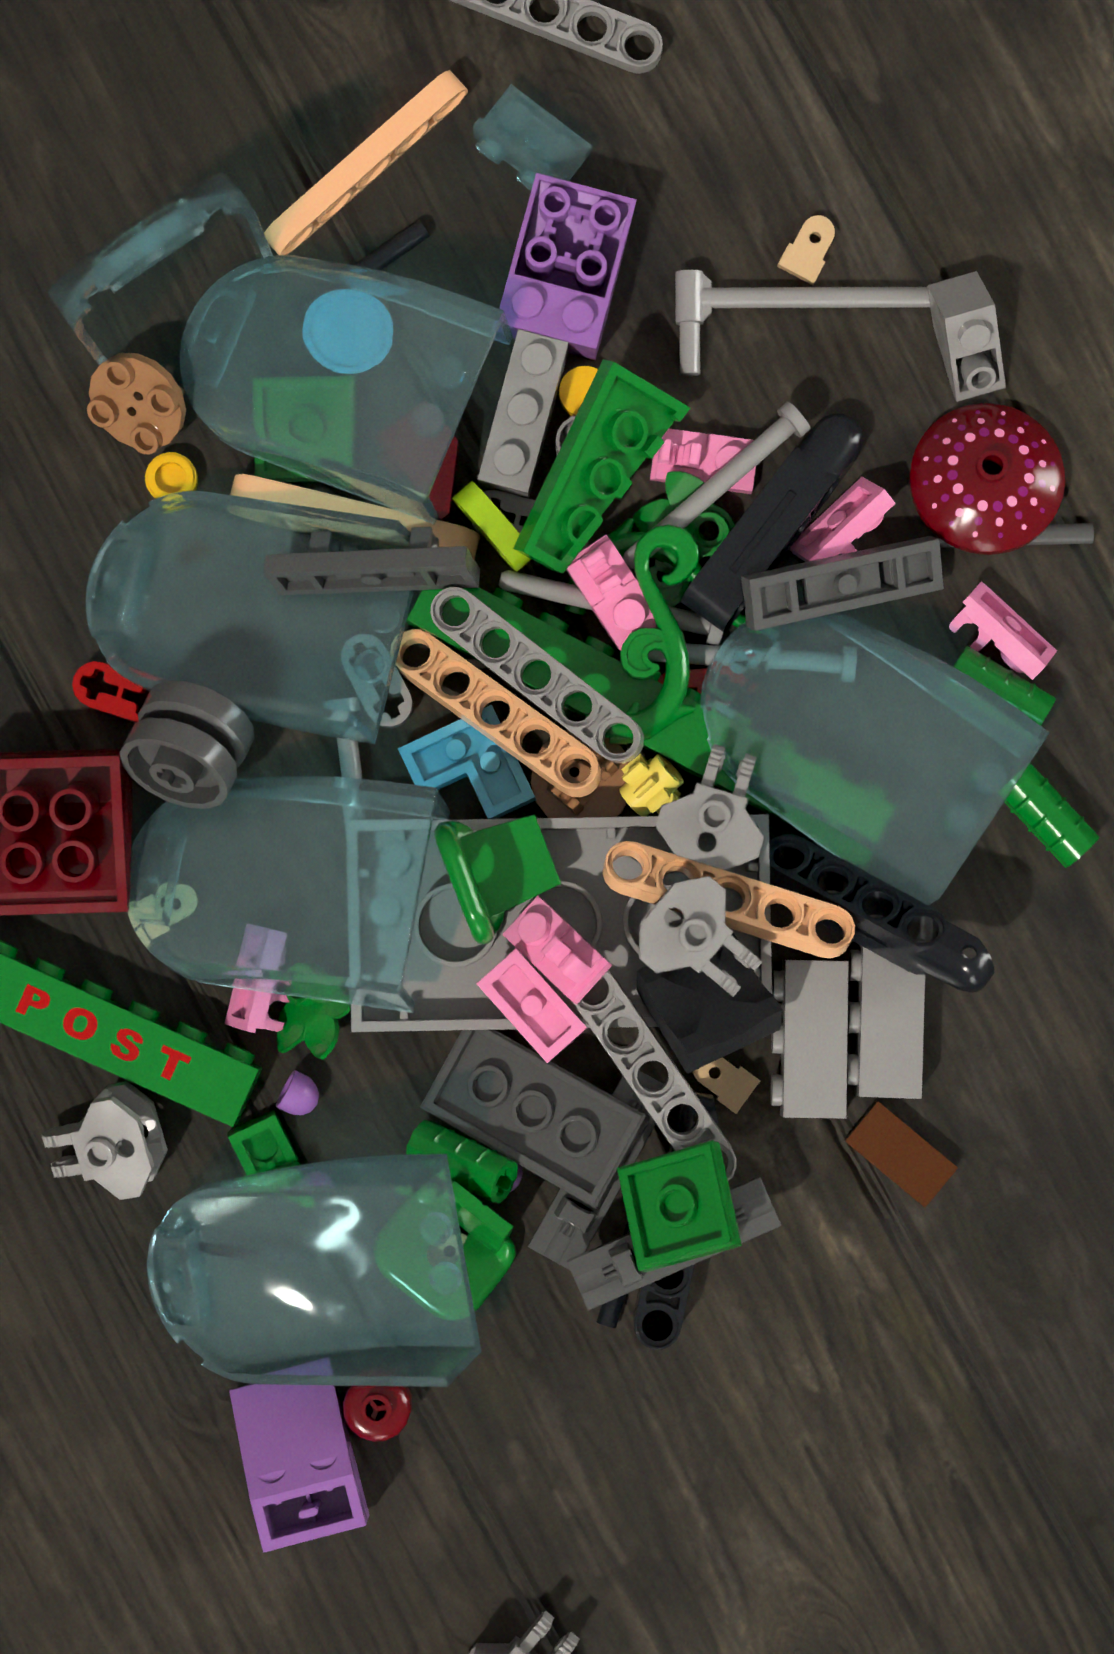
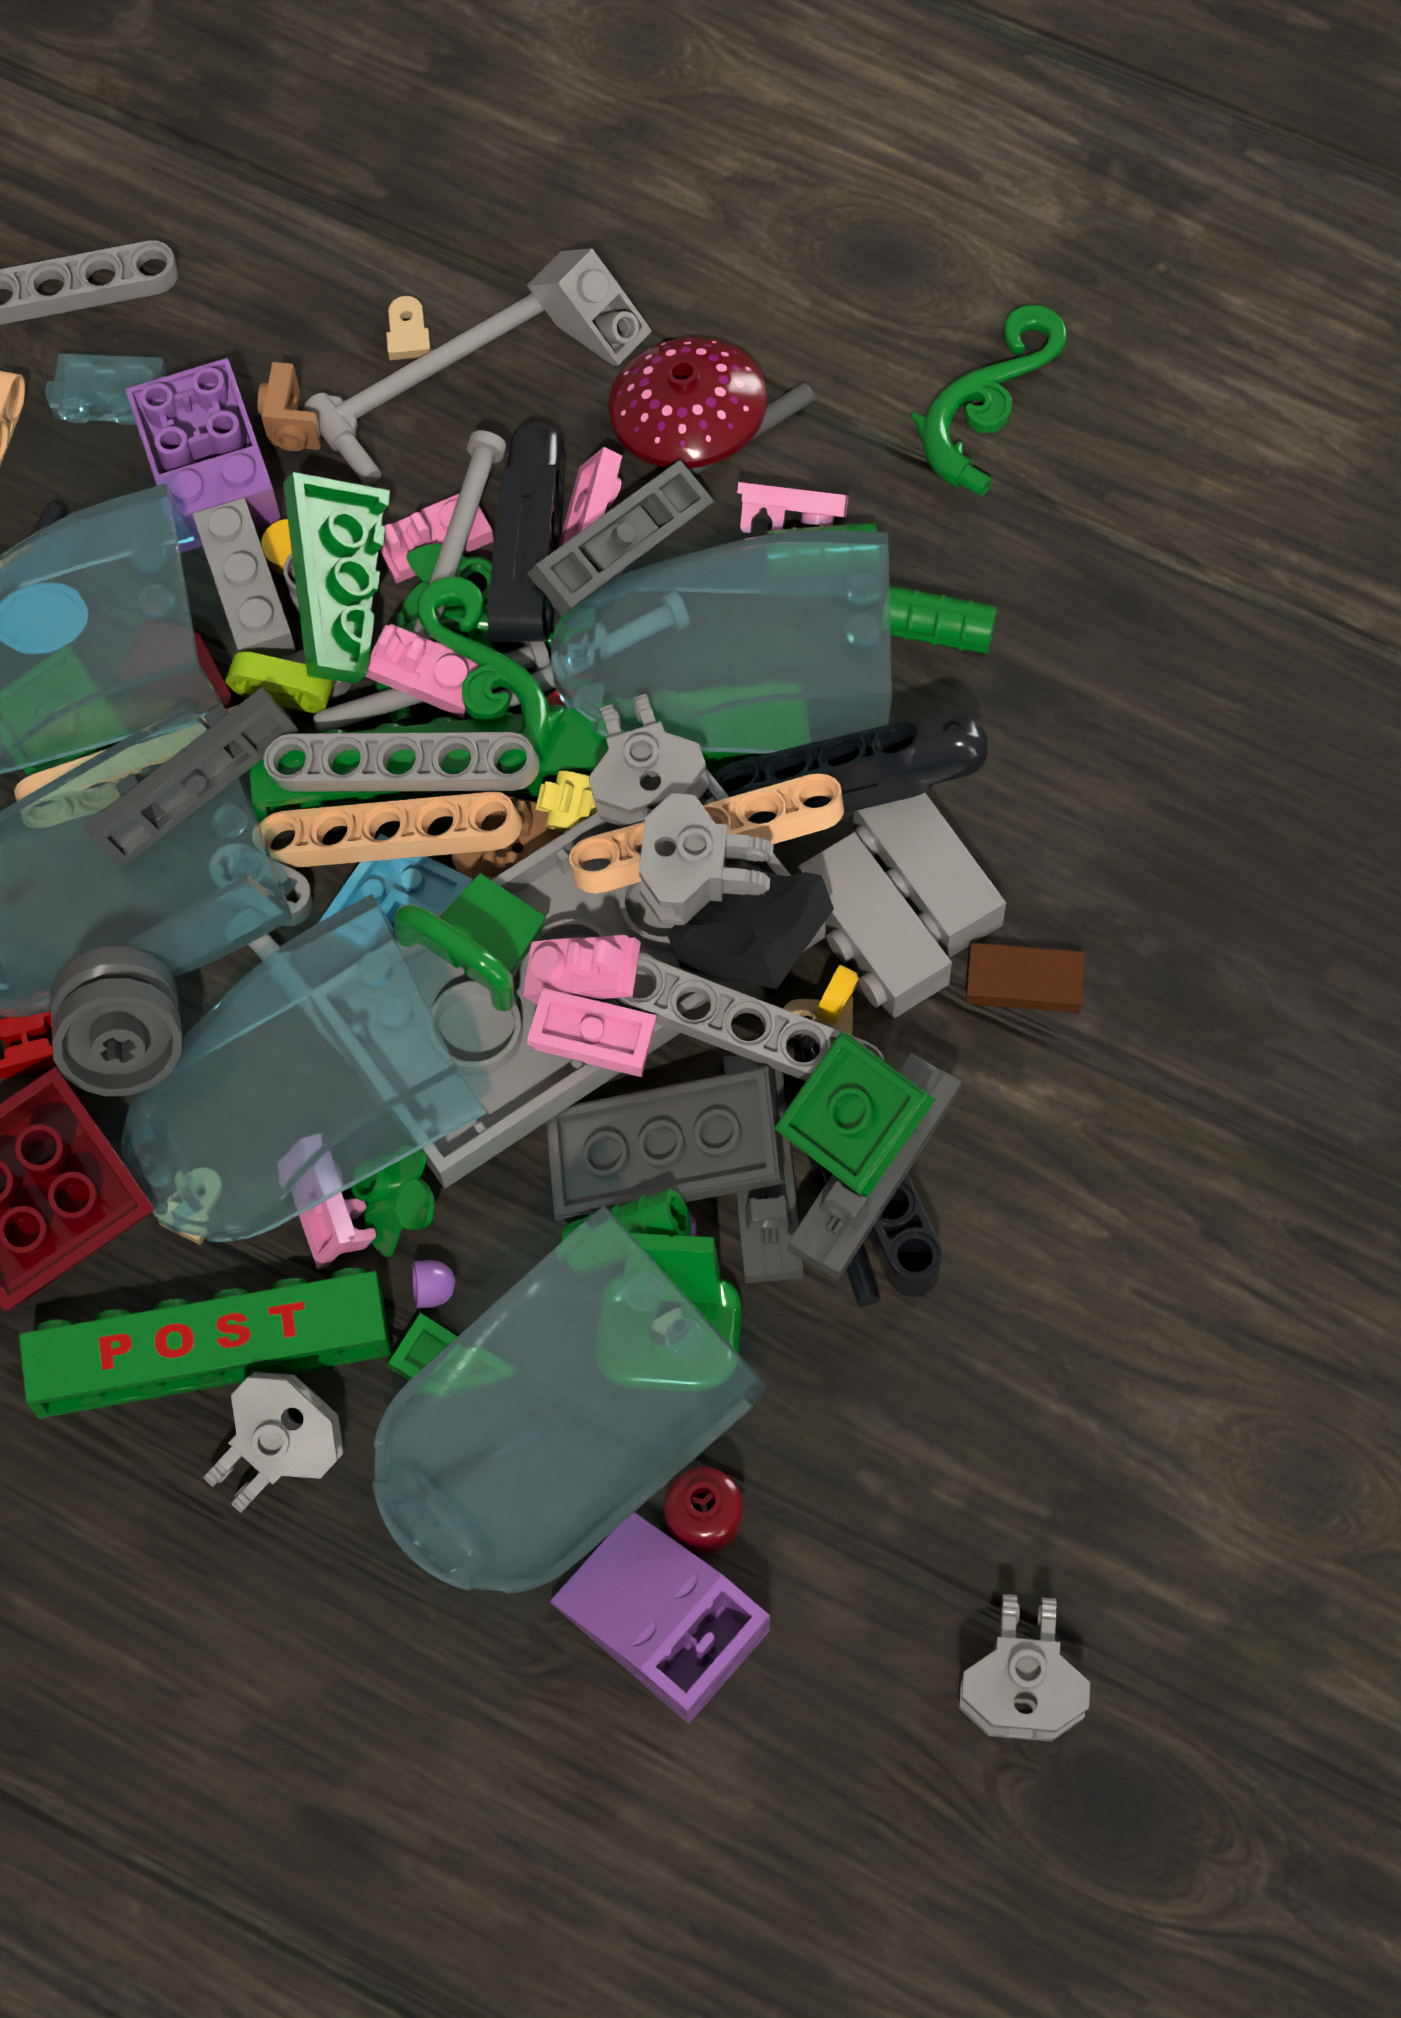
camera: 30 degrees left, 20 degrees down
(656, 257) = (279, 404): none -> medium nougat bracket
(744, 1080) = (837, 995): none -> yellow tile

